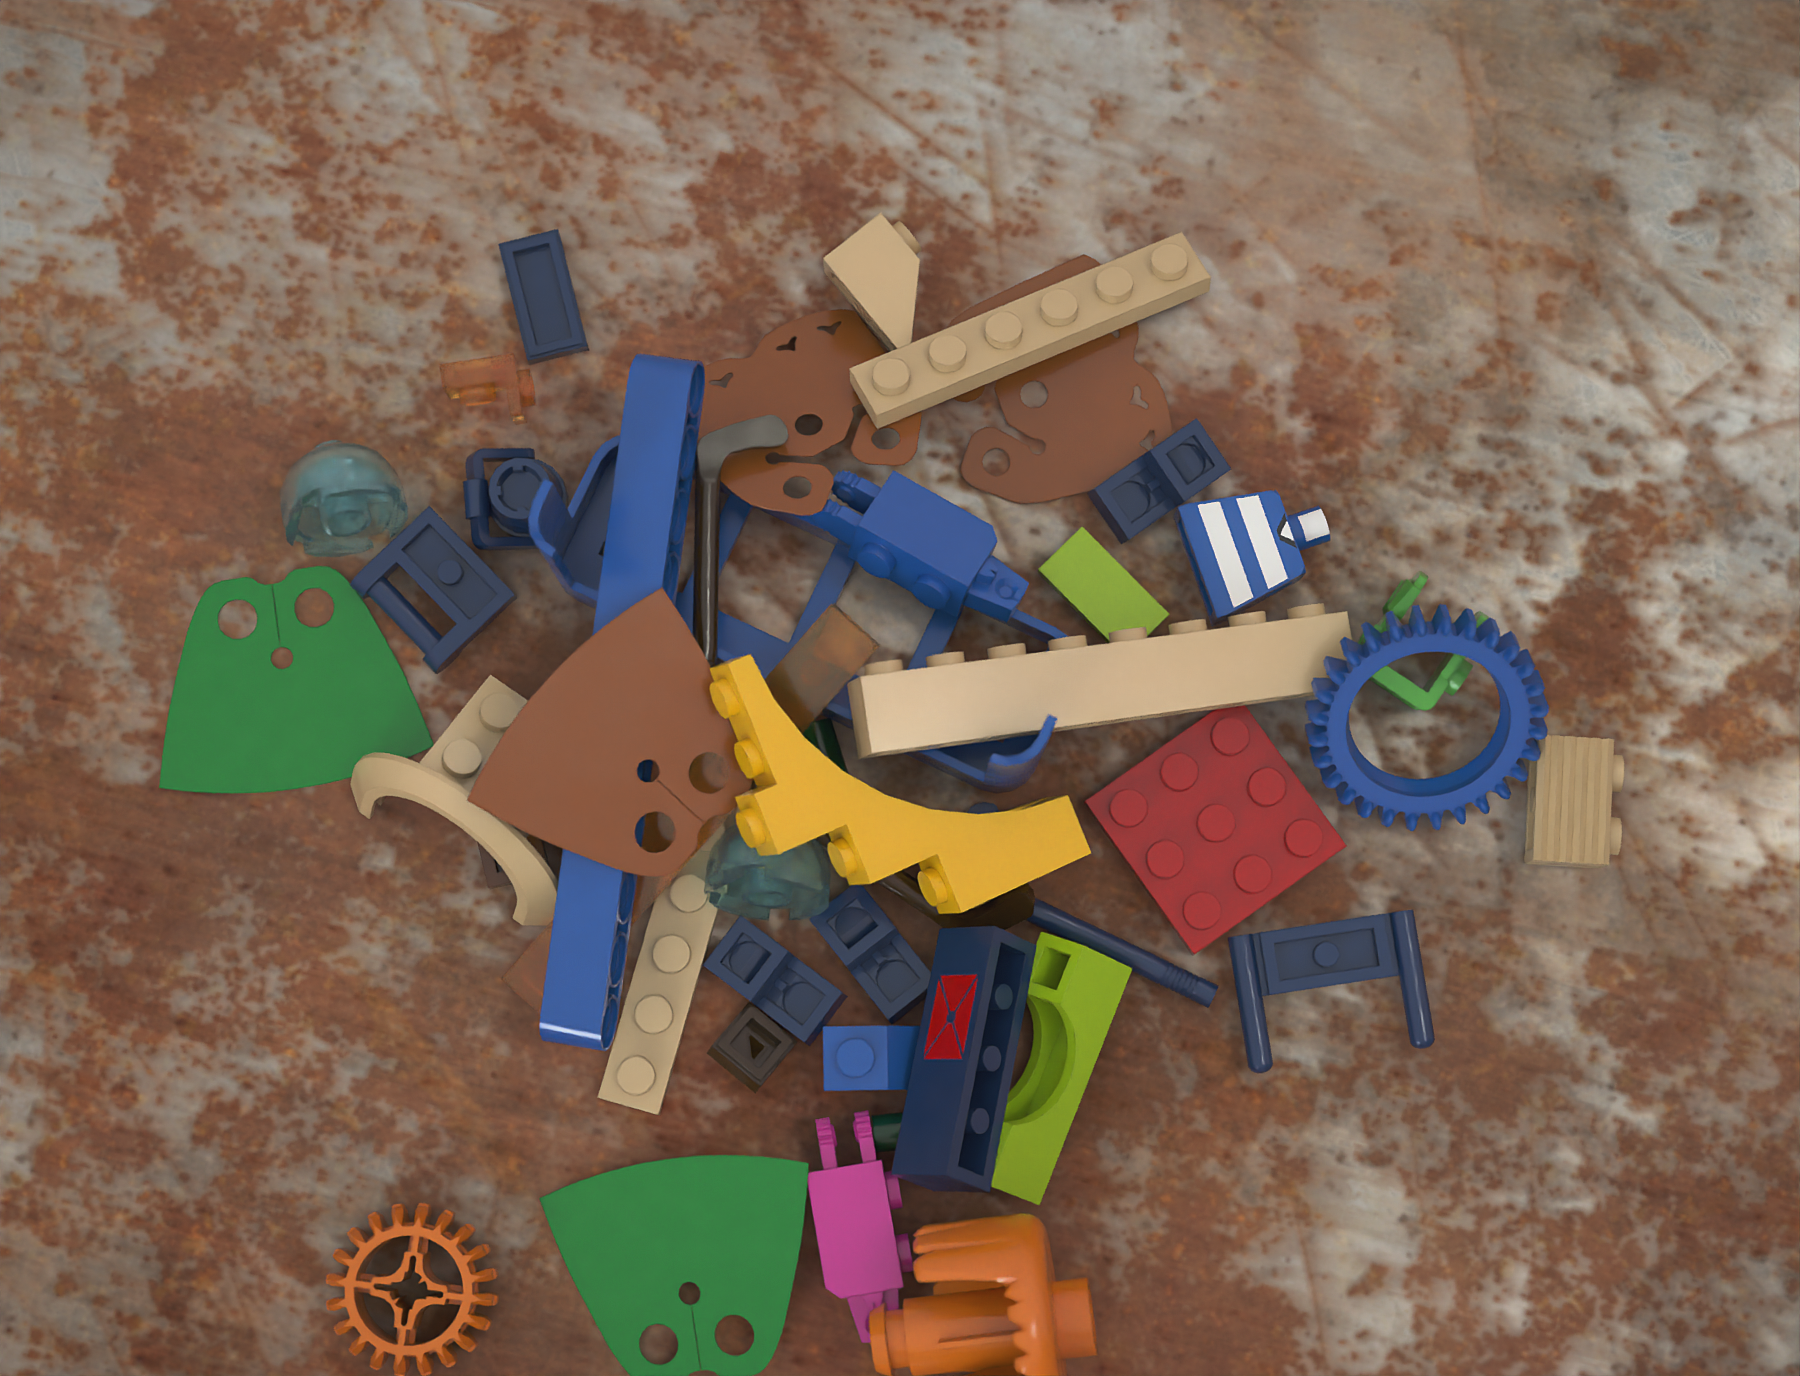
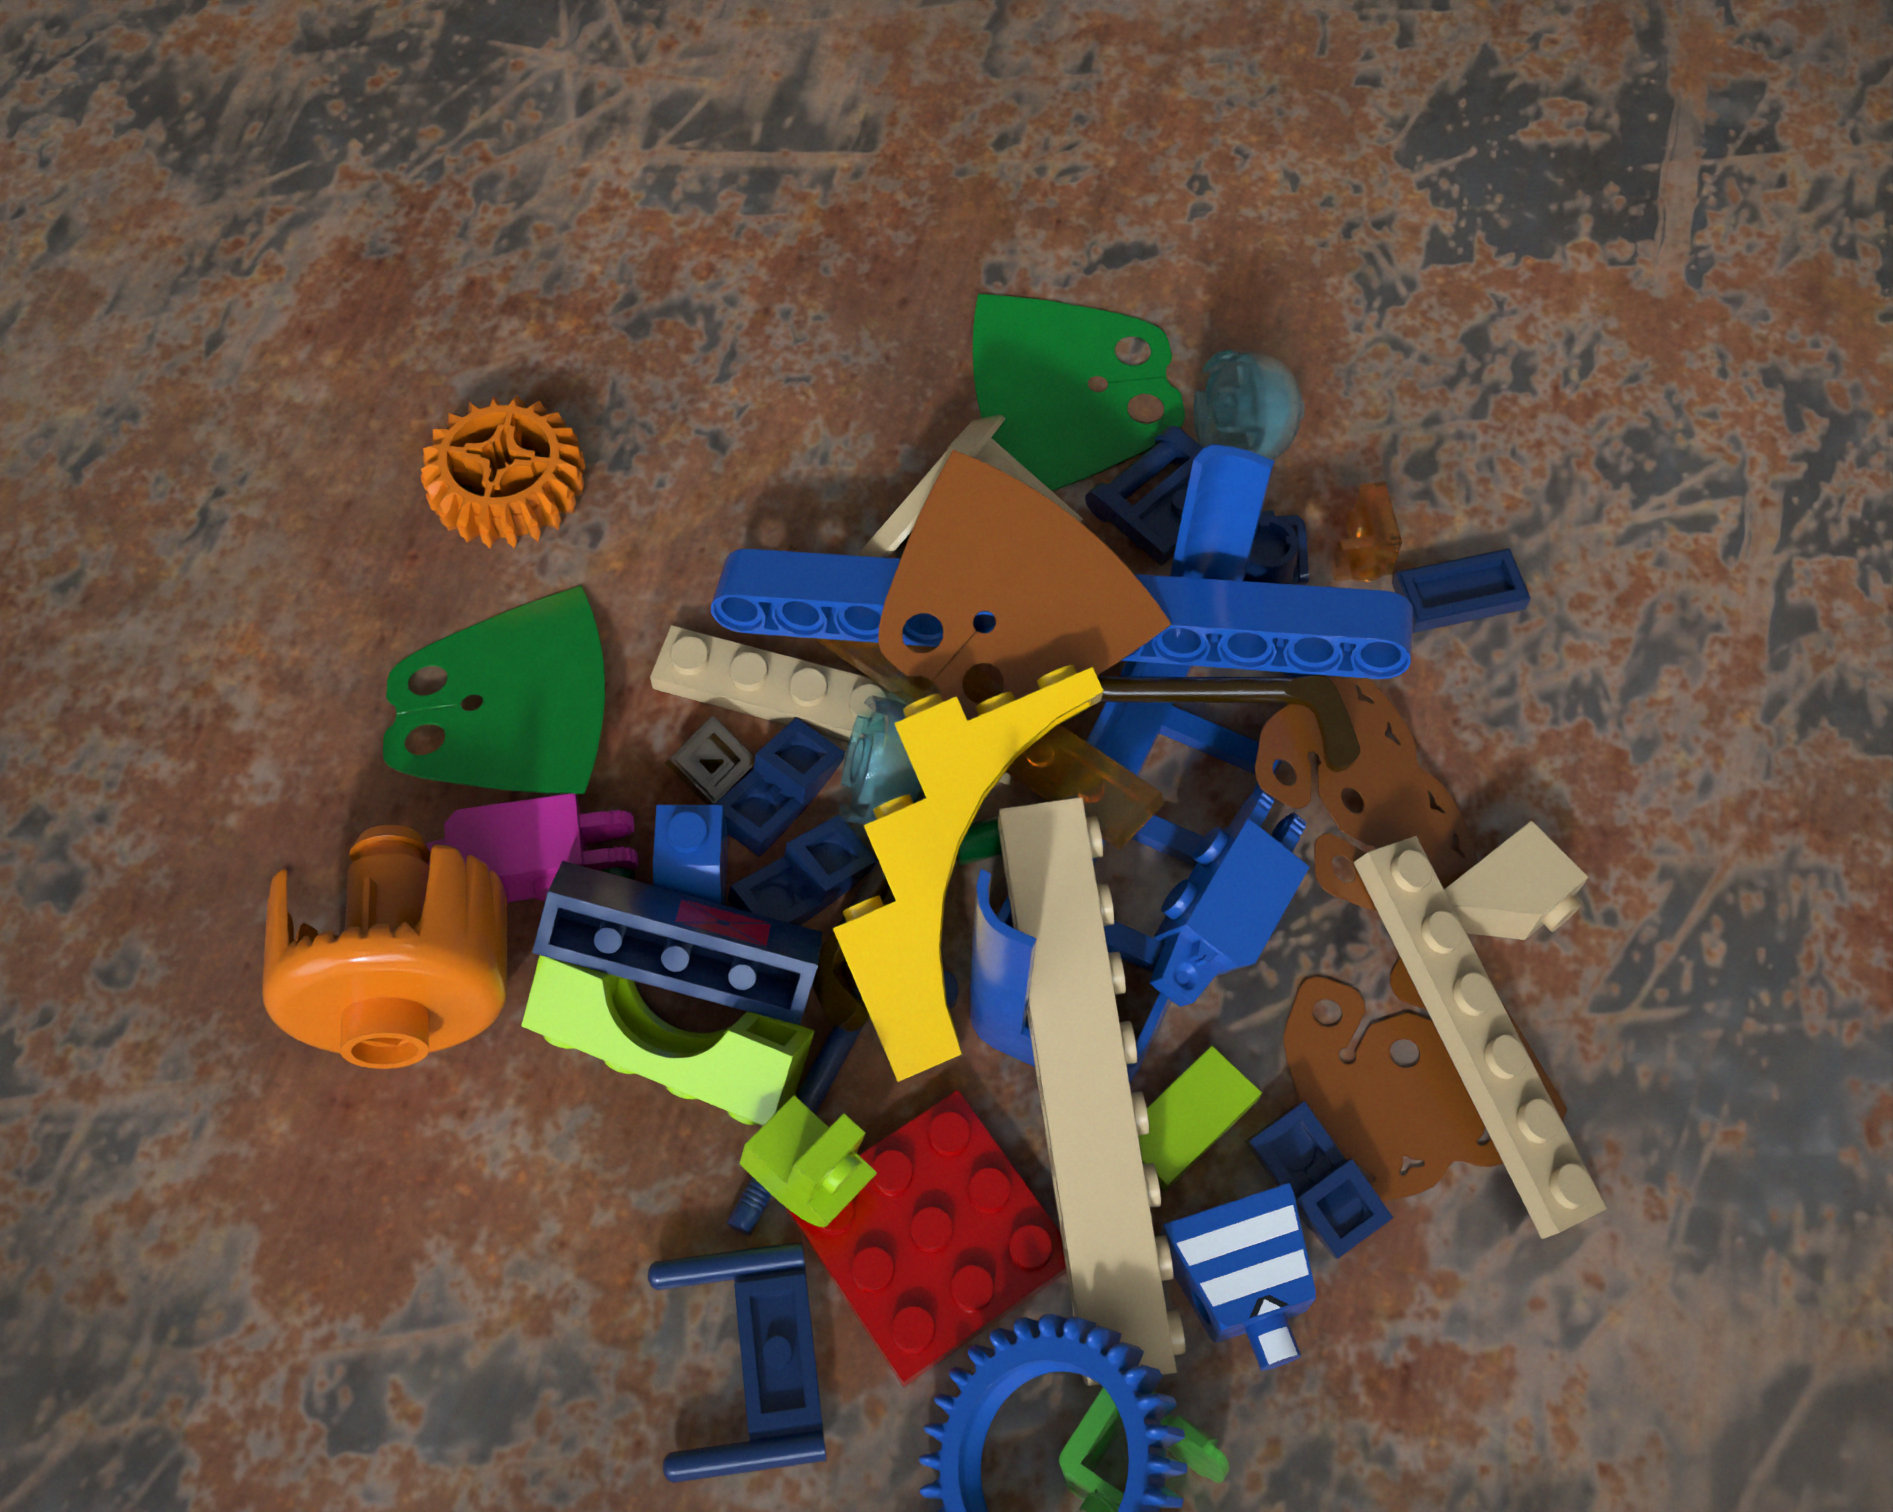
camera: 90 degrees right, 20 degrees down
(1172, 931) = (807, 1163): none -> lime brick

